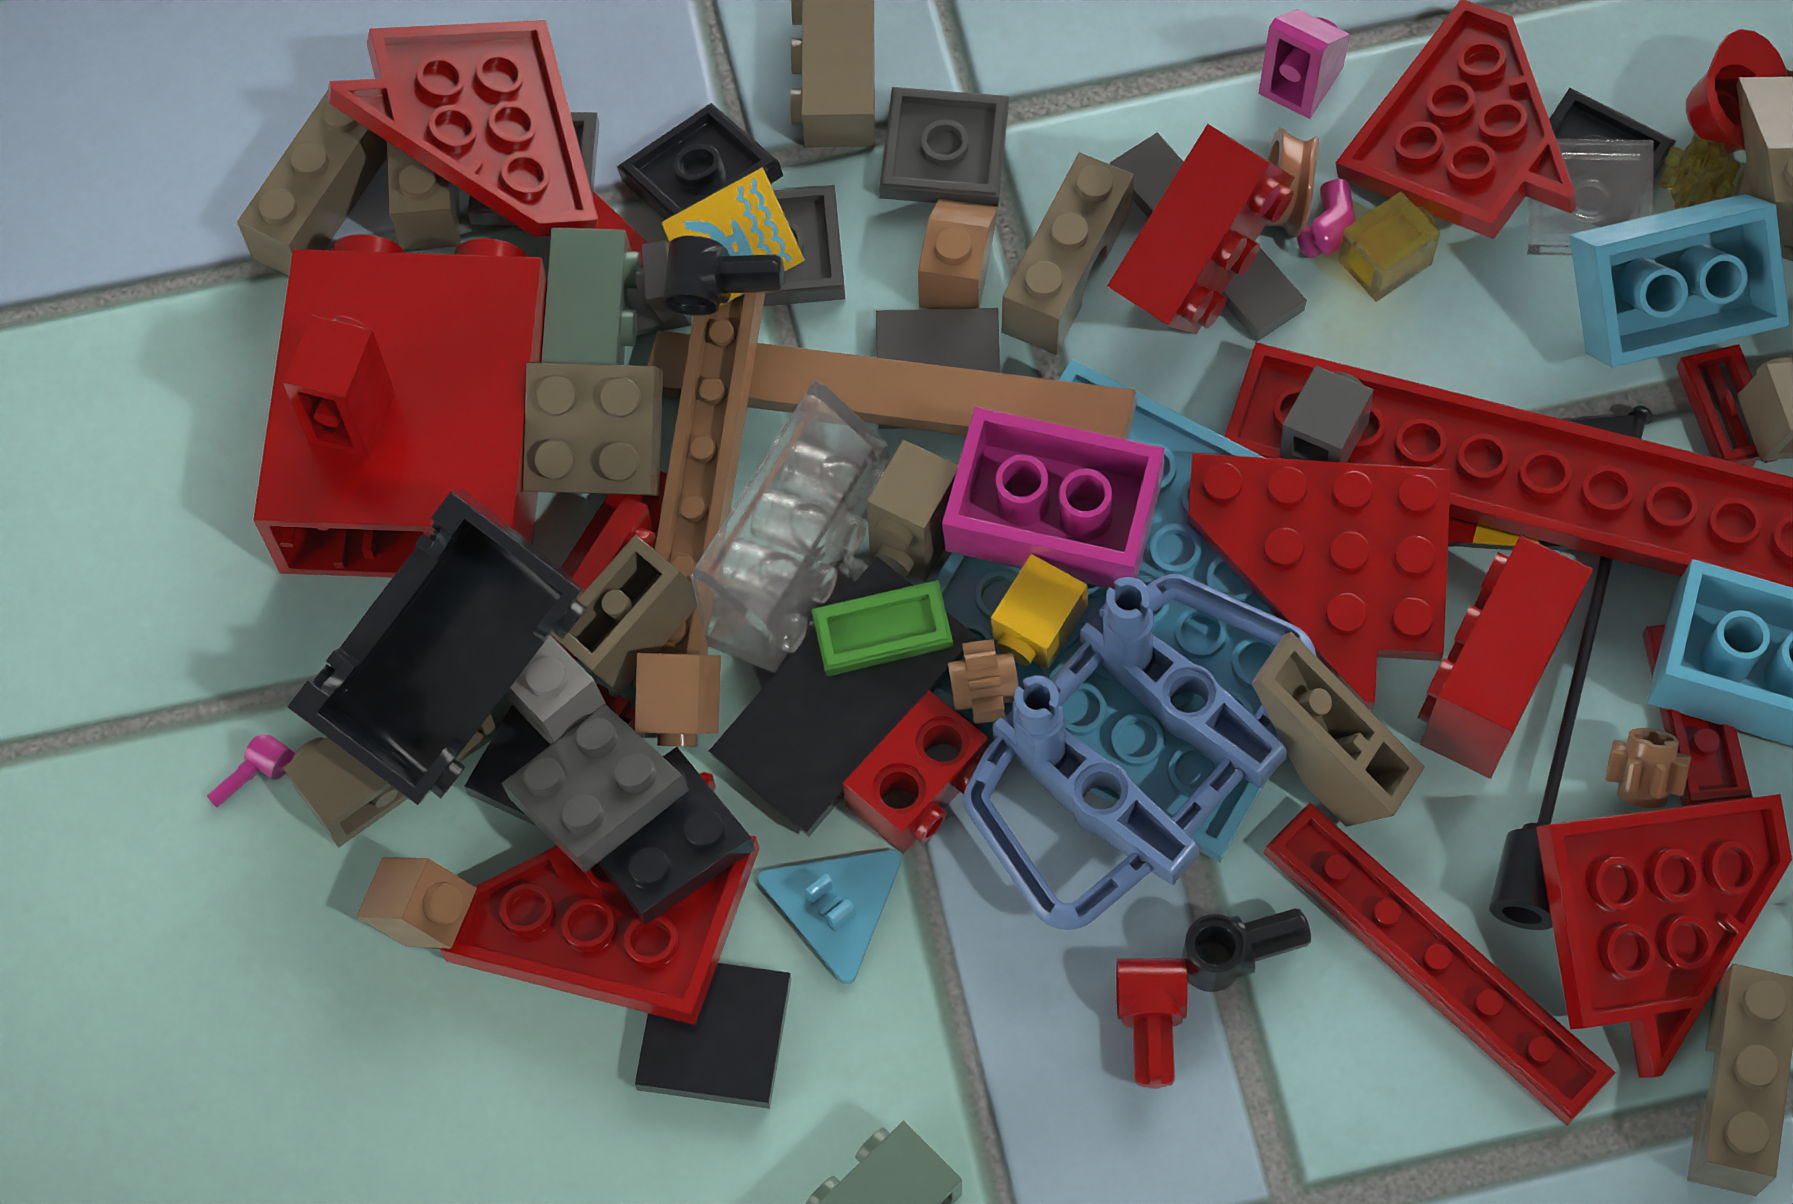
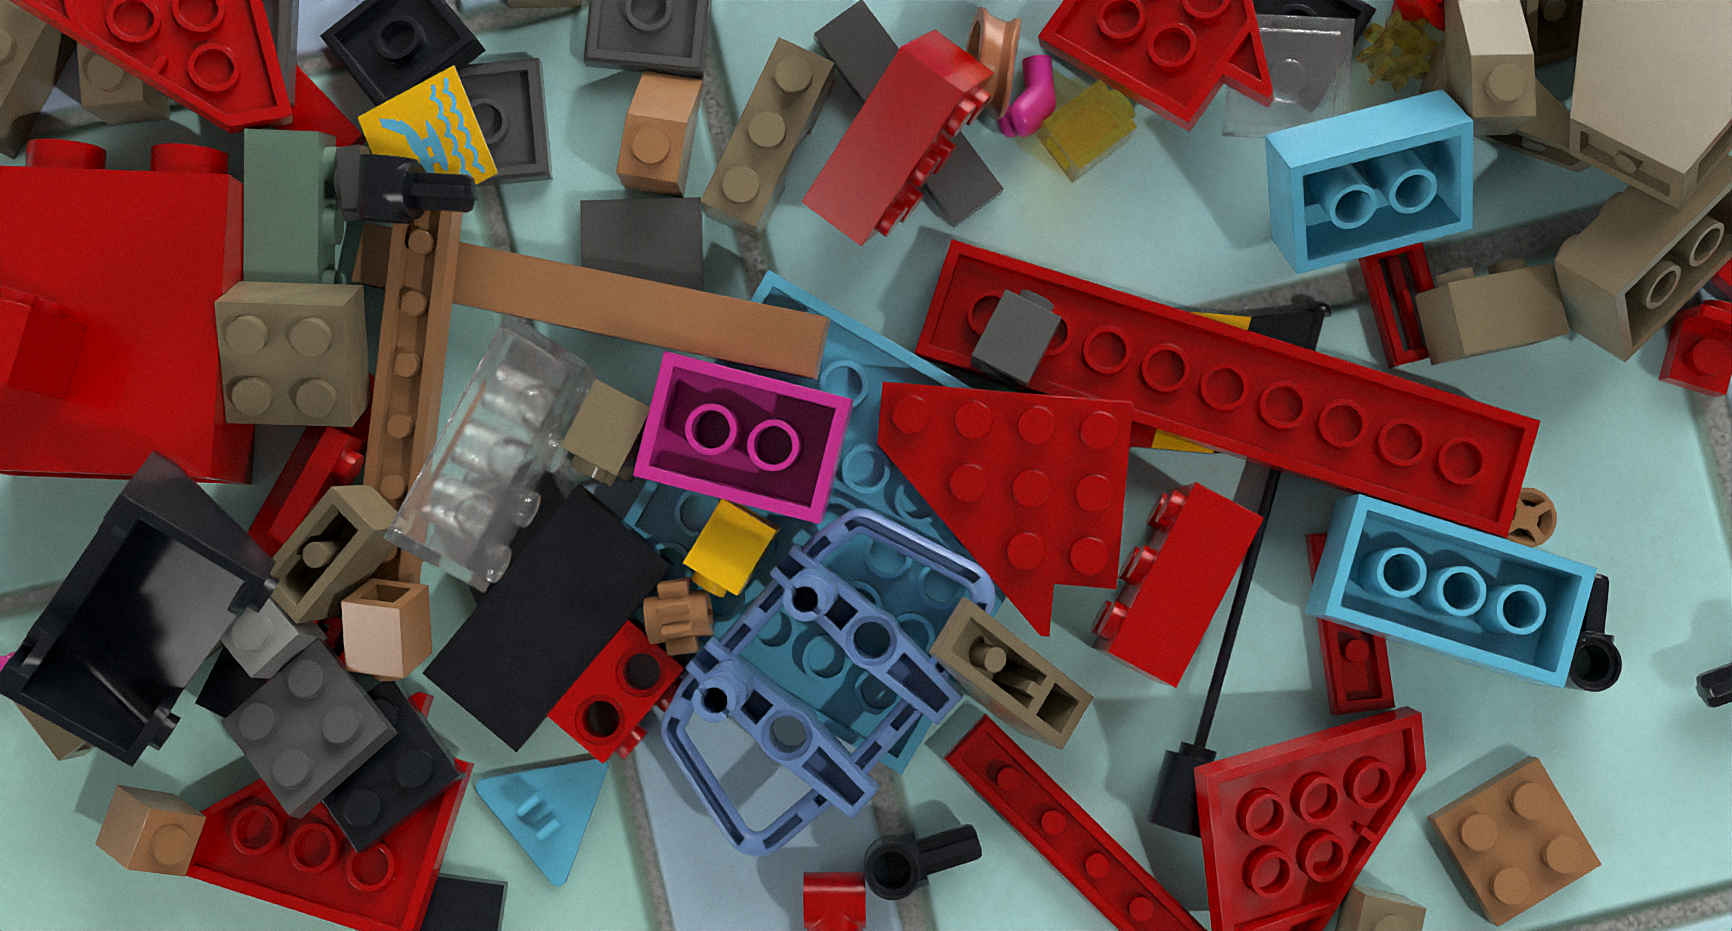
camera: 10 degrees left, 20 degrees up
(882, 628) = (581, 562): bright green tile -> none
(1648, 767) = (1301, 685): medium nougat gear -> none

